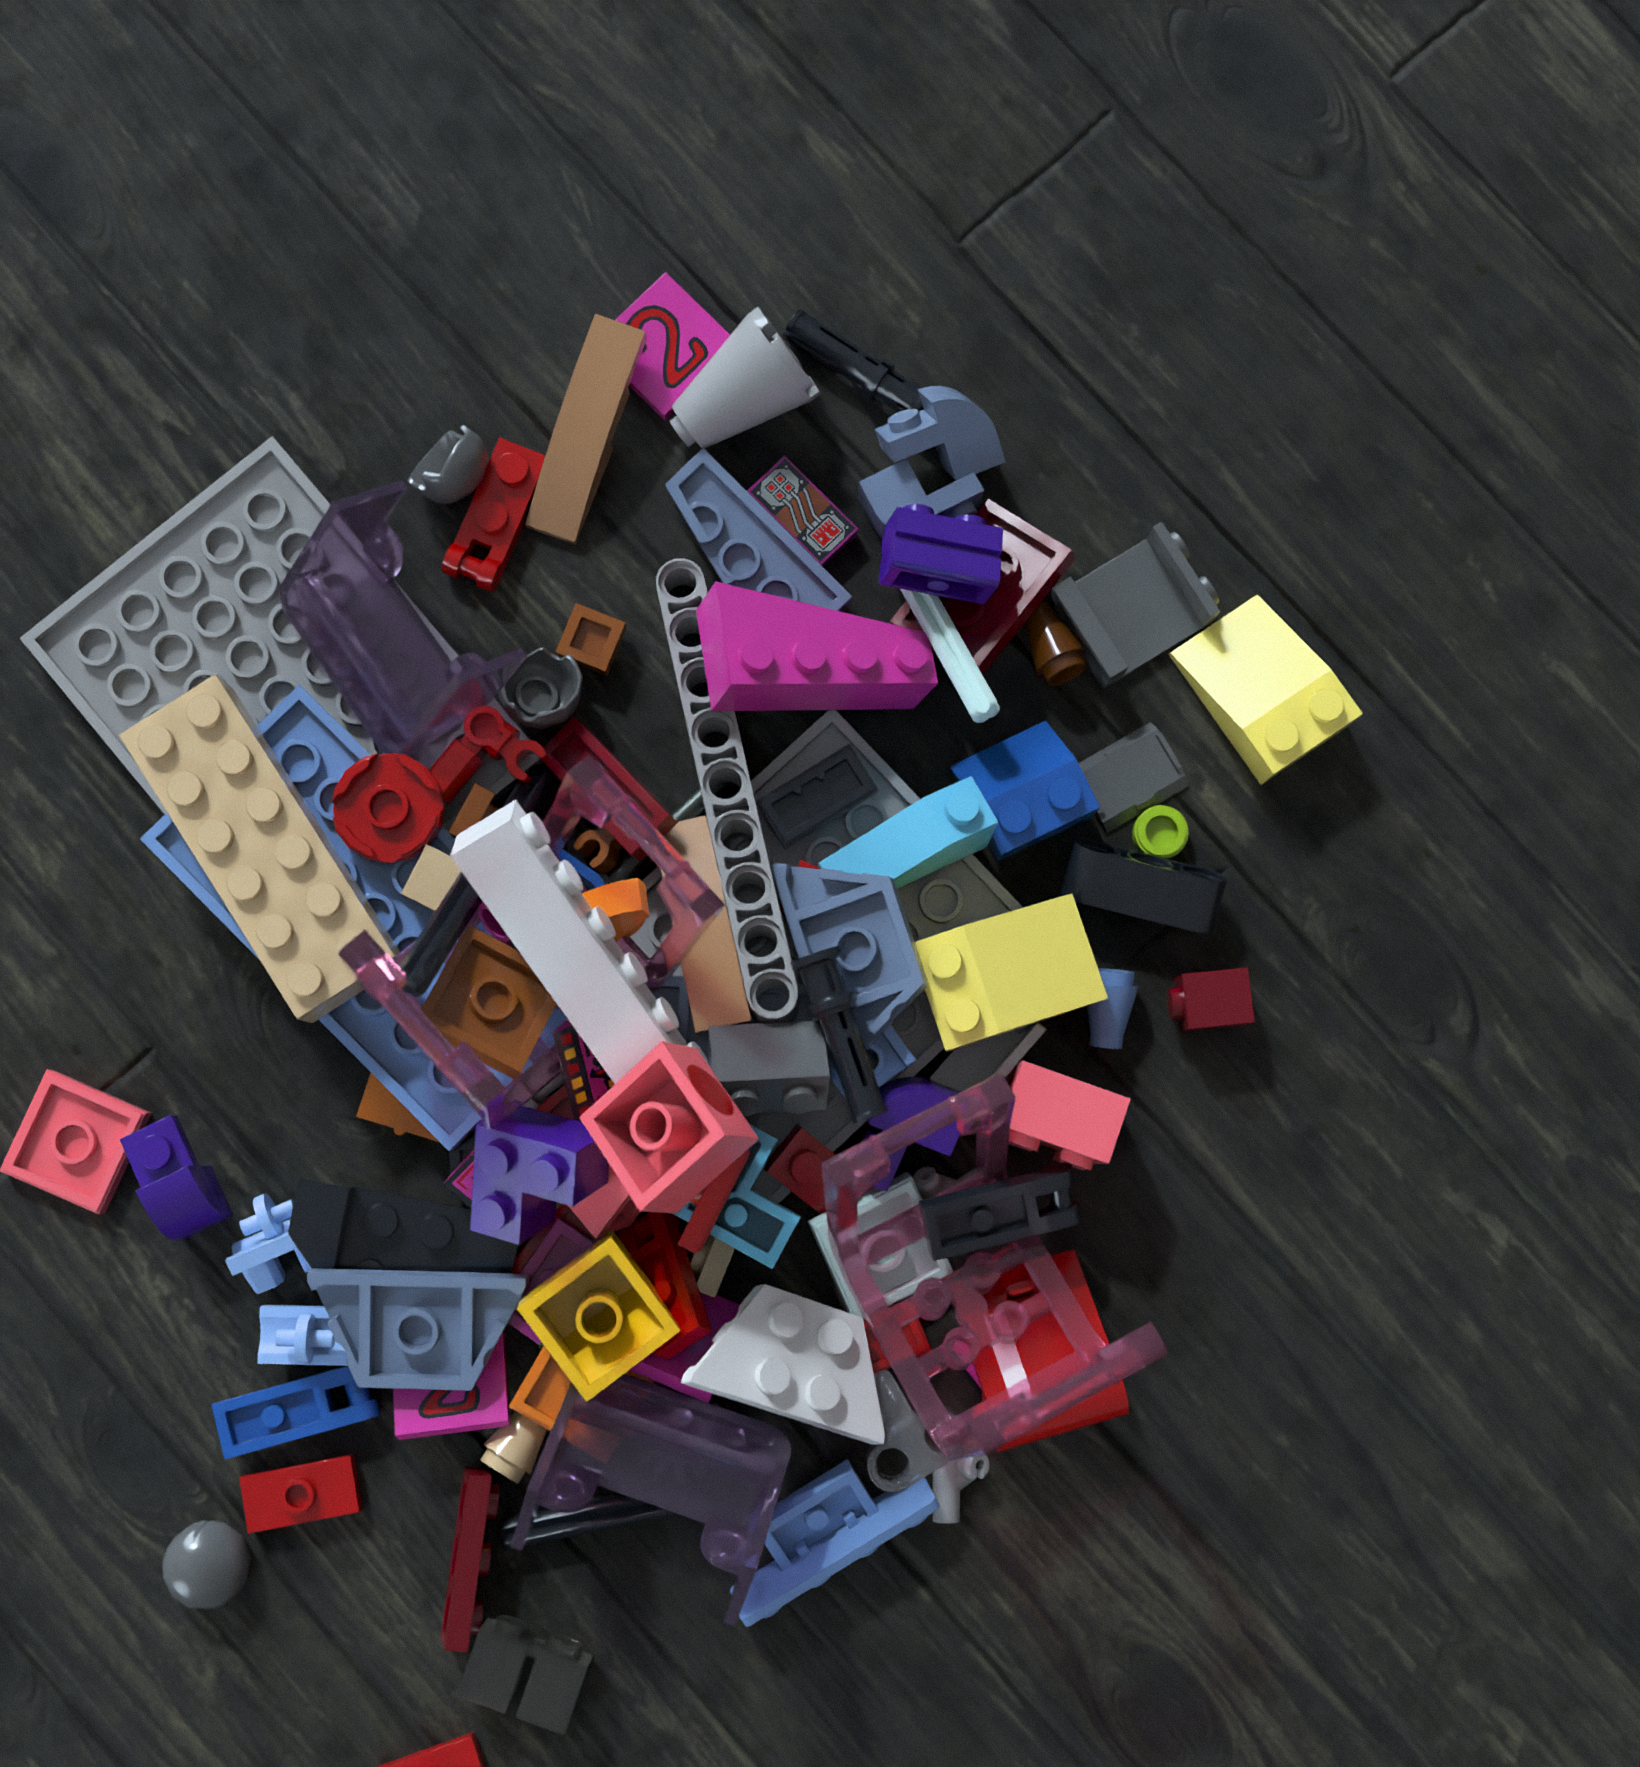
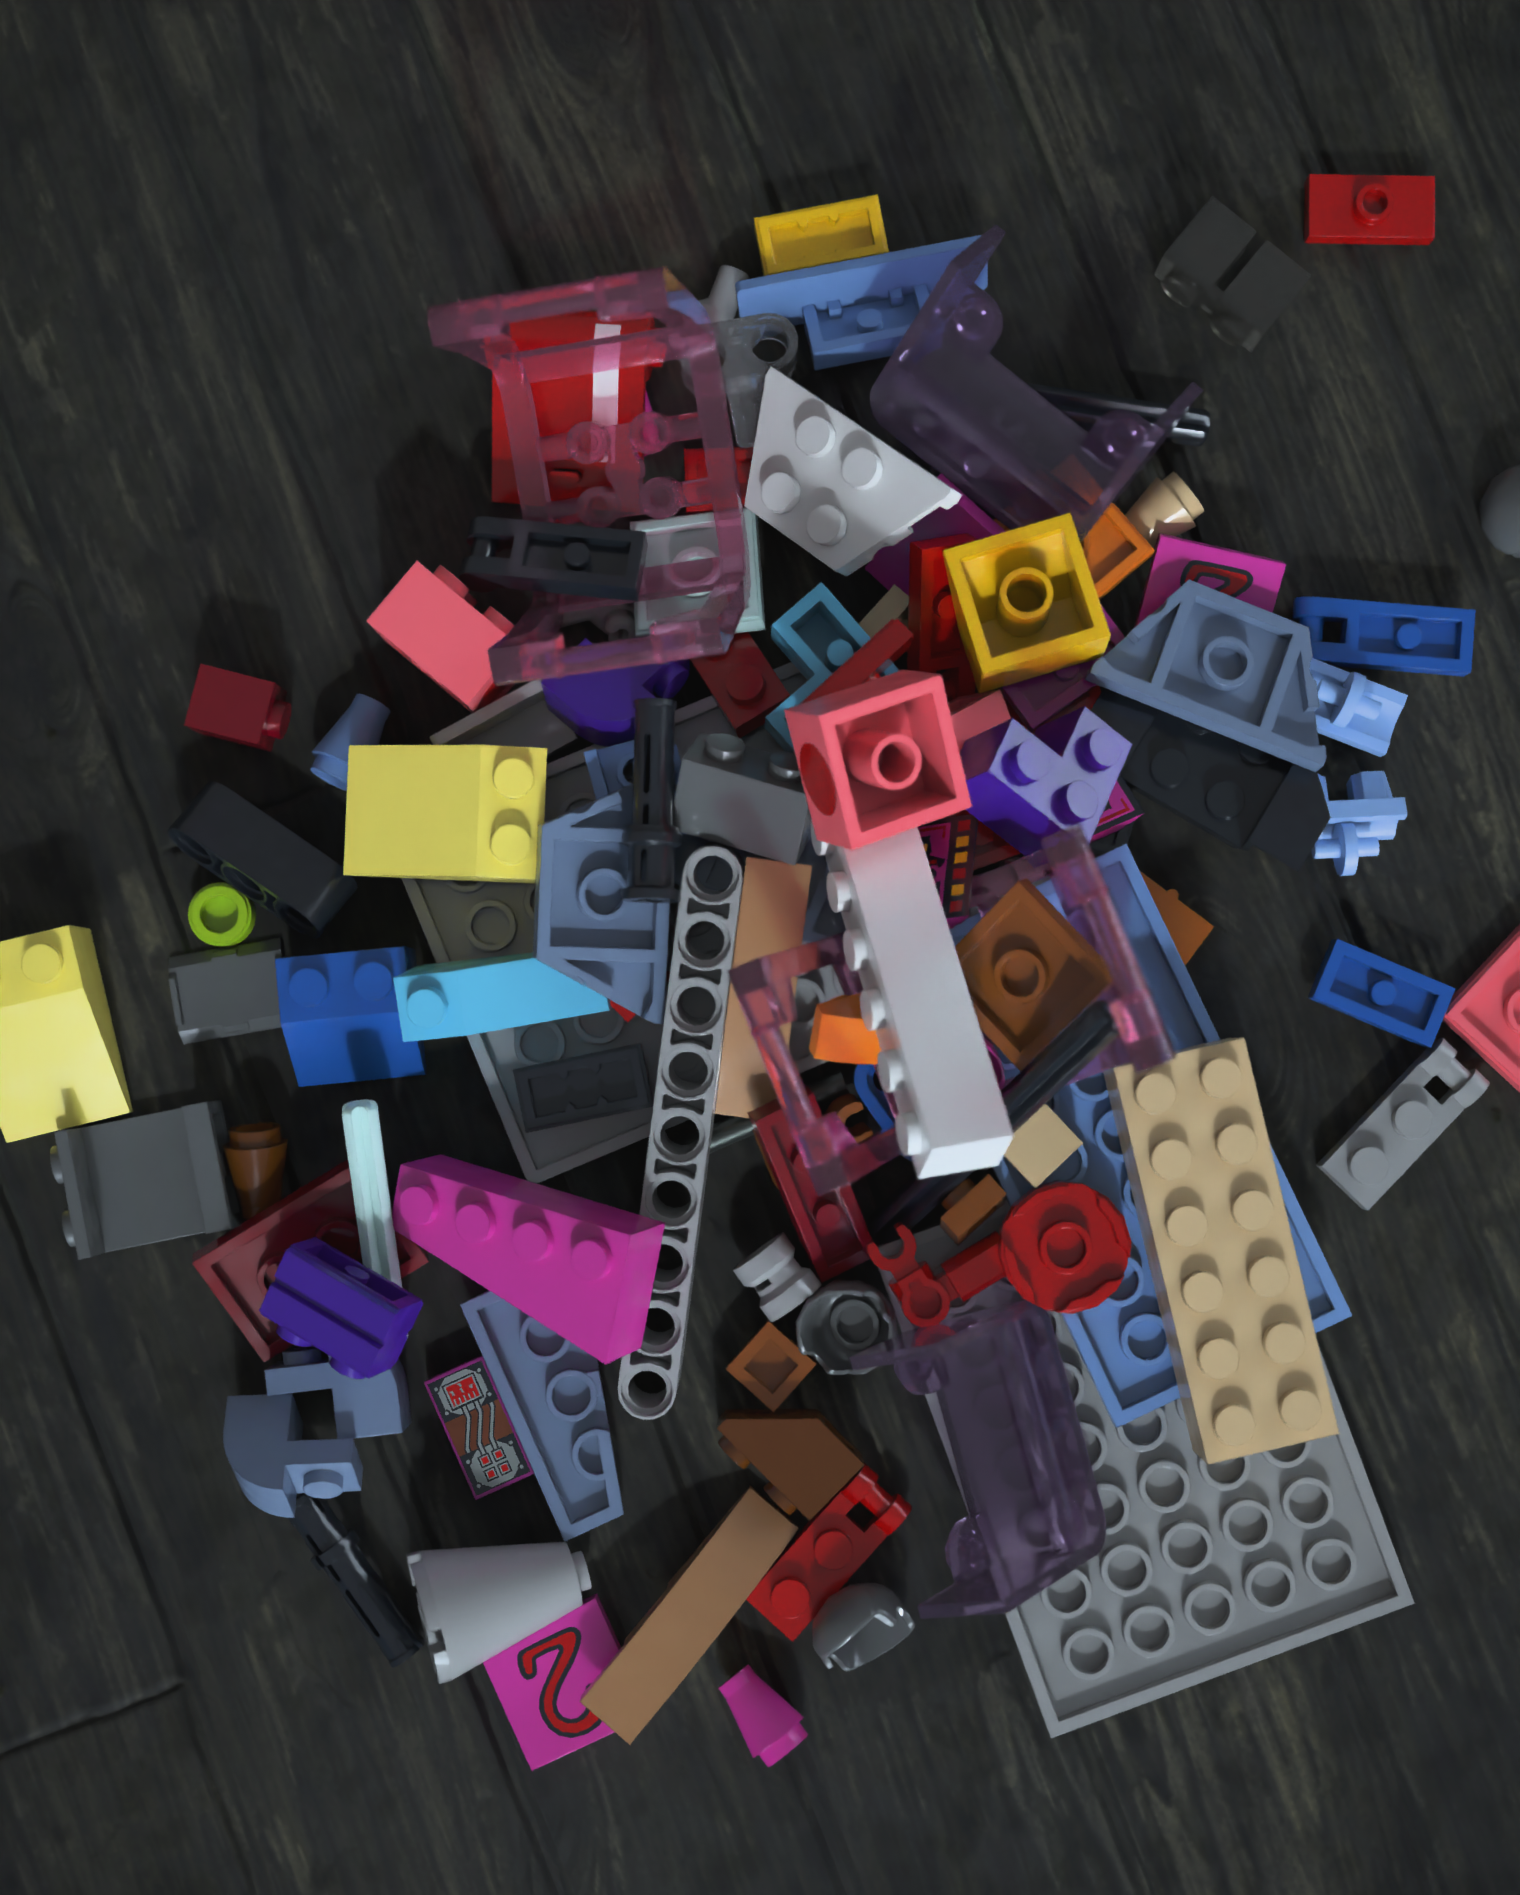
camera: 155 degrees left, 5 degrees up
(149, 1011) = (1401, 1125): none -> light grey plate
(174, 1187) = (1437, 916): dark purple brick -> none
(205, 1108) = (1381, 993): none -> blue plate
(300, 1493) = (1405, 548): red plate -> none
(469, 1559) = (1250, 414): dark red plate -> none
(501, 374) = (763, 1716): none -> dark pink cone
(549, 580) = (794, 1451): none -> reddish brown slope
(610, 708) = (777, 1277): none -> light grey wheel
(884, 1577) = (820, 235): none -> yellow plate

